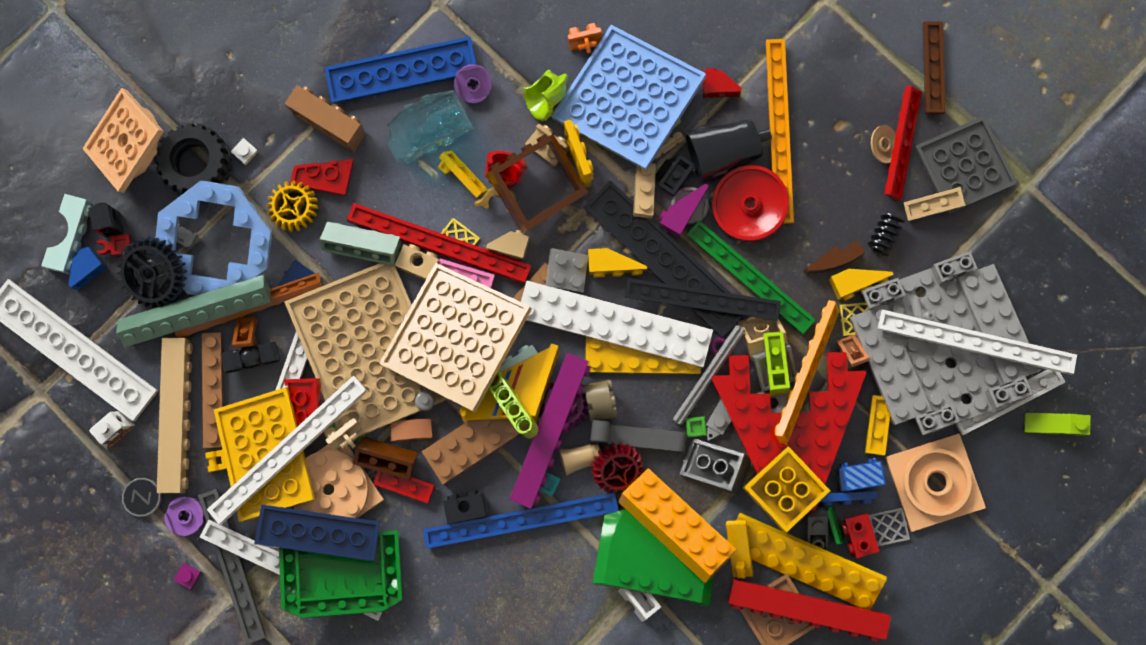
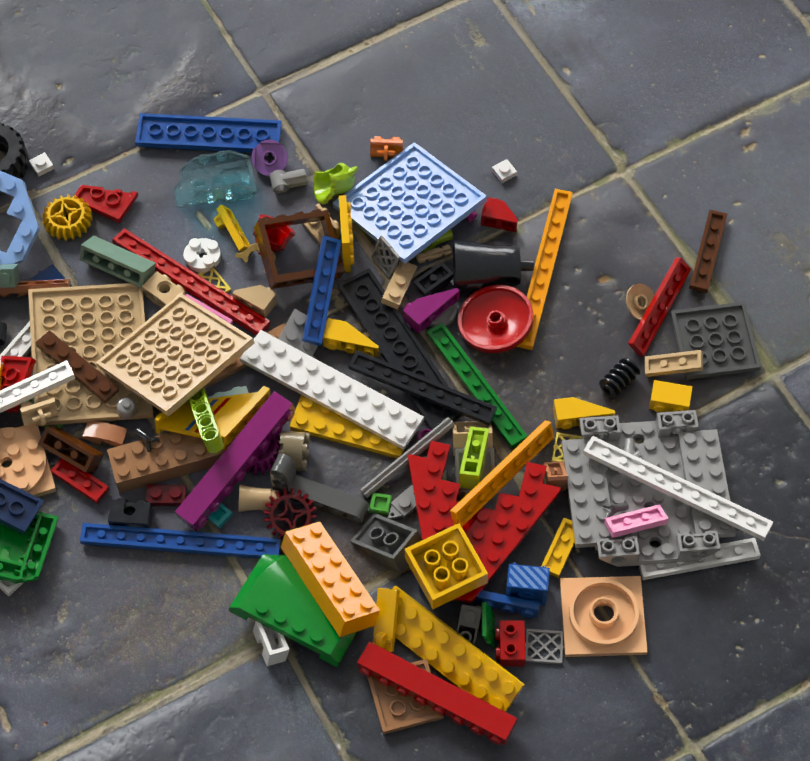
camera: 10 degrees right, 20 degrees down
(326, 118) = (125, 152): medium nougat brick -> none
(362, 371) = (82, 370): none -> reddish brown plate
(431, 203) = (199, 246): none -> white plate
(459, 432) = (147, 438): none -> black bar
(490, 475) = (166, 495): none -> dark red plate
(494, 104) = (282, 180): none -> light grey piece
(574, 223) = (321, 290): none -> blue plate
(624, 157) = (381, 240): none -> light grey window
(708, 31) = (504, 171): none -> white plate
(835, 258) = (563, 388): reddish brown slope -> none
(922, 379) = (614, 508): none -> dark grey bar
(939, 240) = (670, 397): none -> yellow brick
(946, 386) = (636, 521): none -> bright pink plate
(1057, 424) = (742, 593): lime slope -> none

